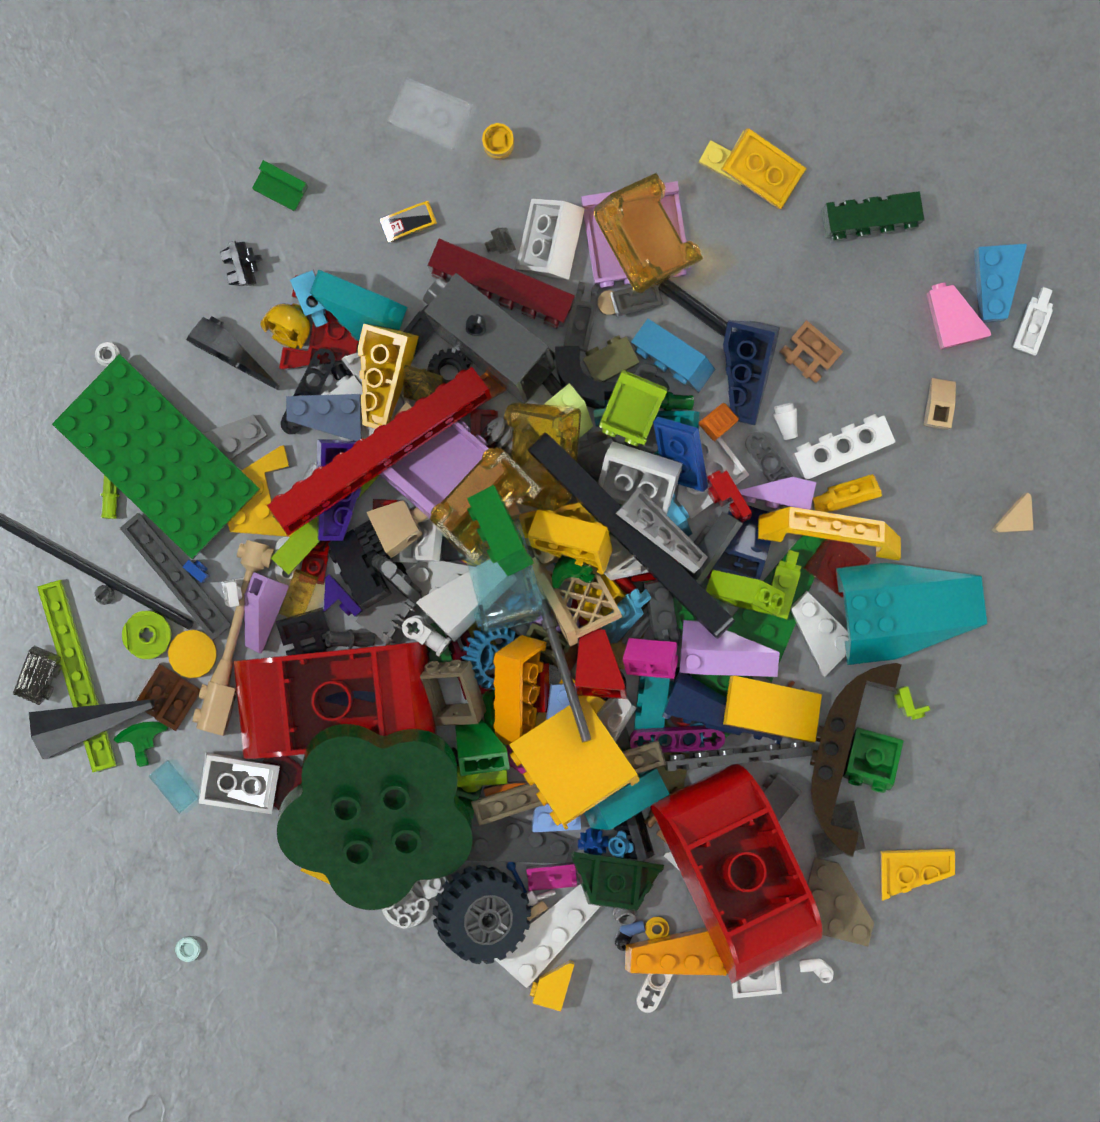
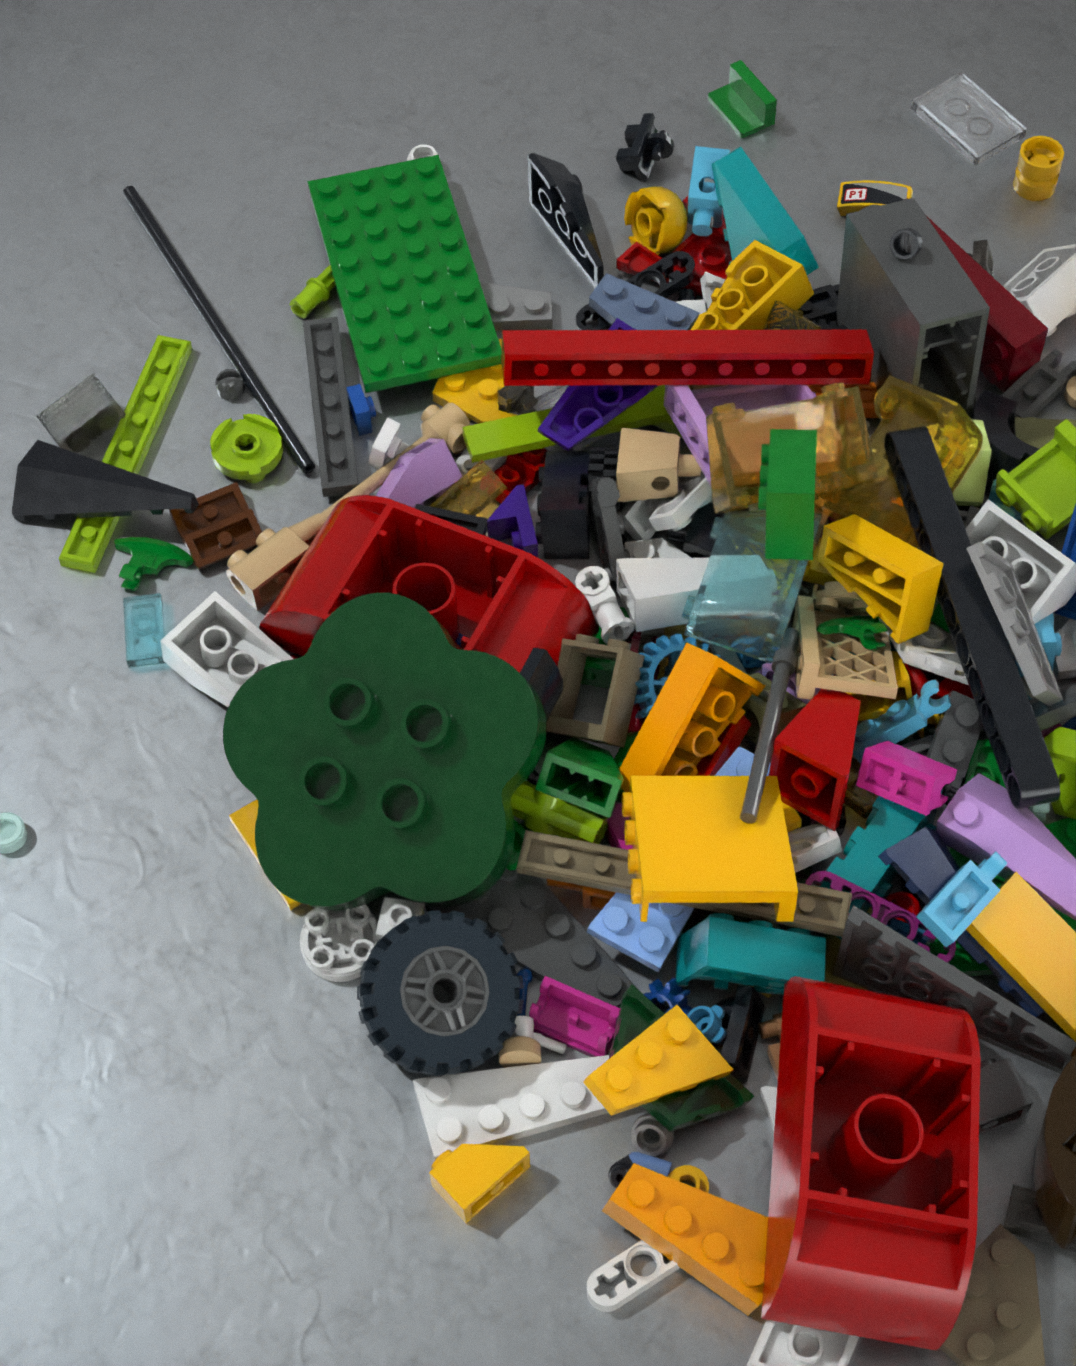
camera: 30 degrees right, 30 degrees down
(192, 653) = (285, 496): yellow tile -> none
(428, 717) = (544, 677): none -> black slope
(611, 887) = (655, 1063): none -> yellow wing
(716, 712) = (962, 899): none -> medium azure plate

